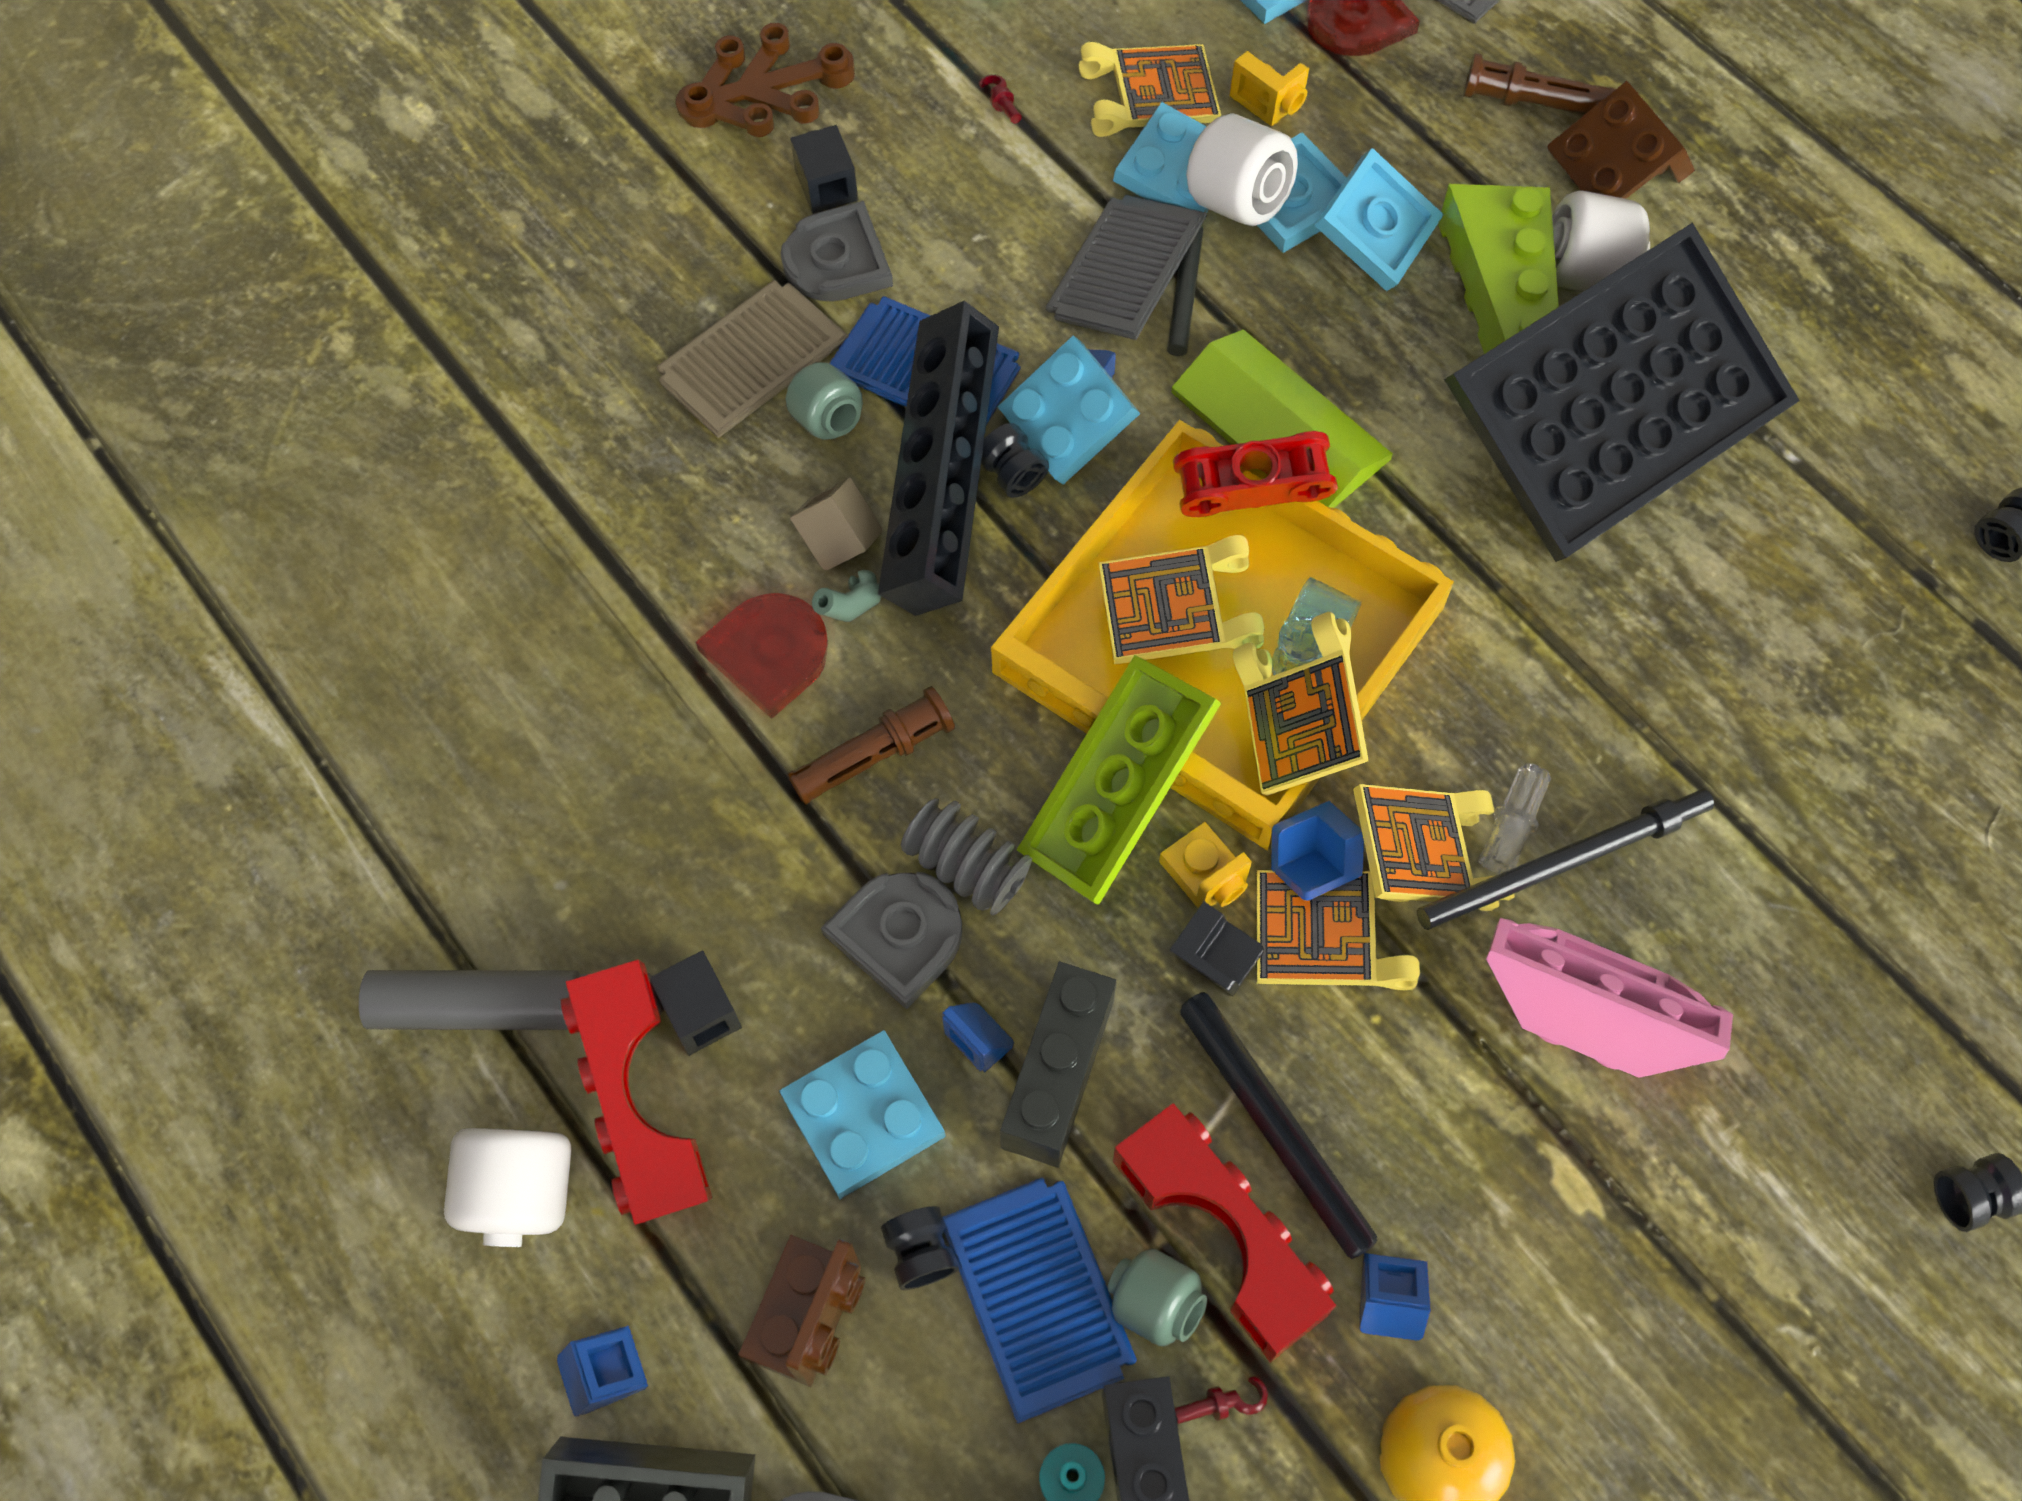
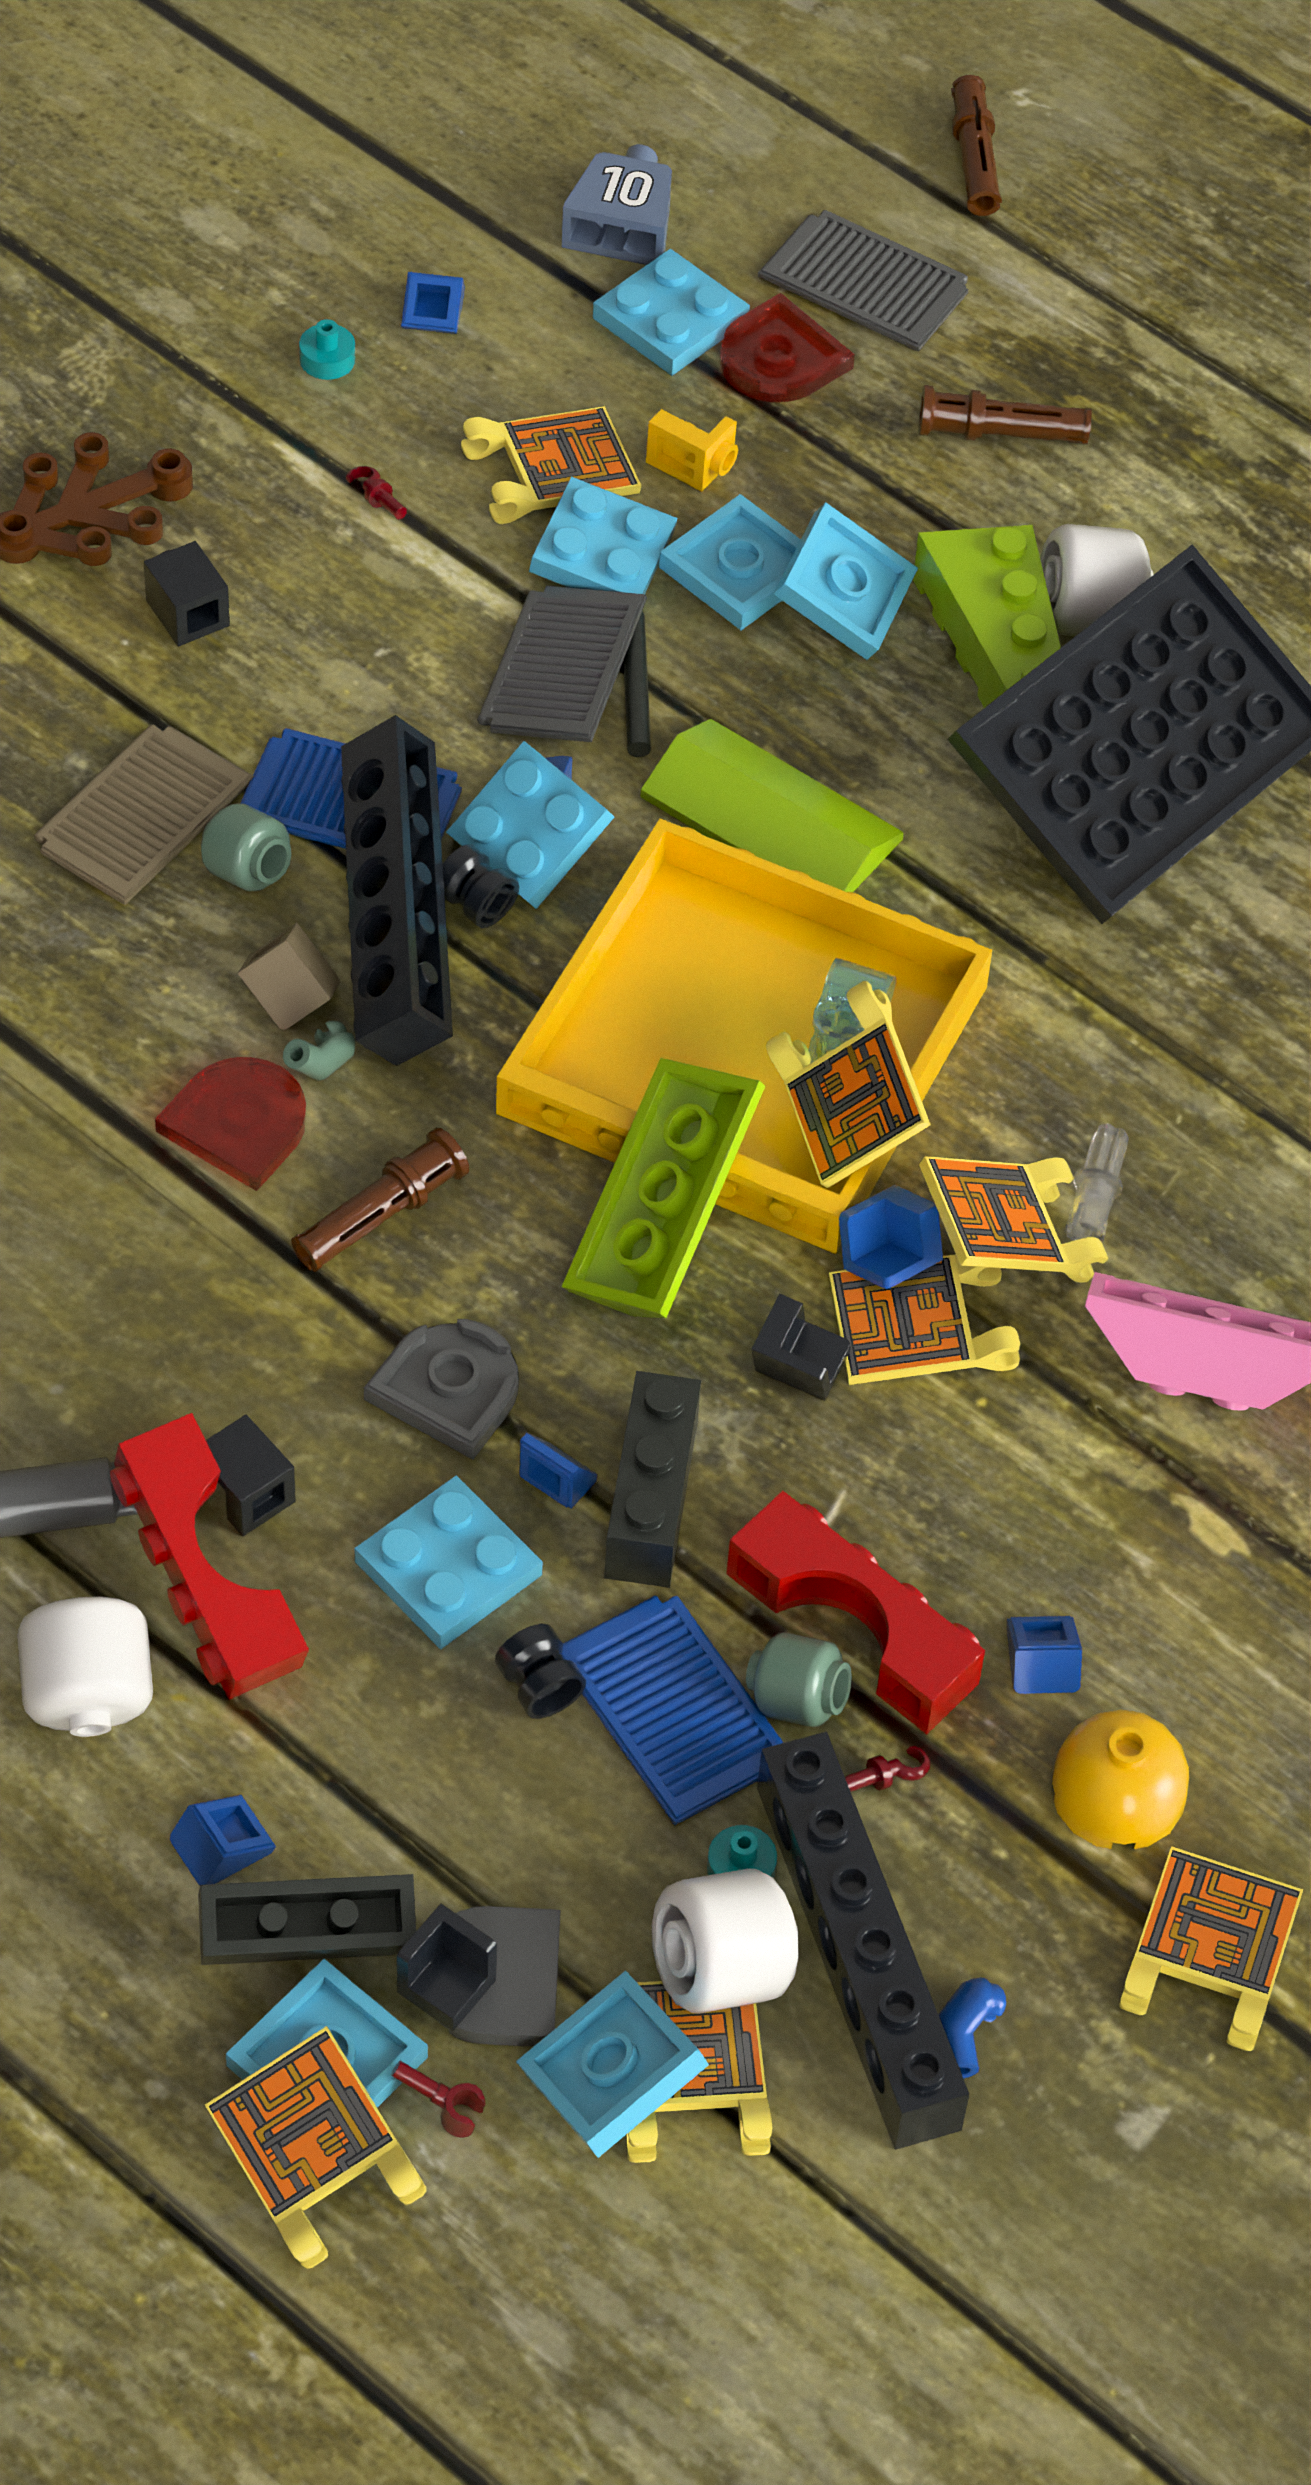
camera: 15 degrees left, 10 degrees down
(802, 1308) = (430, 1745): reddish brown bracket -> none
(836, 255) = (219, 689): dark grey tile -> none
(964, 856) = (509, 1294): dark grey piece -> none
(1171, 603) = (689, 1005): flag -> none
(1206, 867) = (769, 1268): yellow bracket -> none
(1242, 169) = (681, 541): white head -> none
(1279, 1126) = (894, 1509): black axle -> none
(1290, 468) = (727, 879): red piece -> none
(1619, 147) = (1105, 472): reddish brown bracket -> none
(1654, 821) = (1245, 1168): black bar -> none

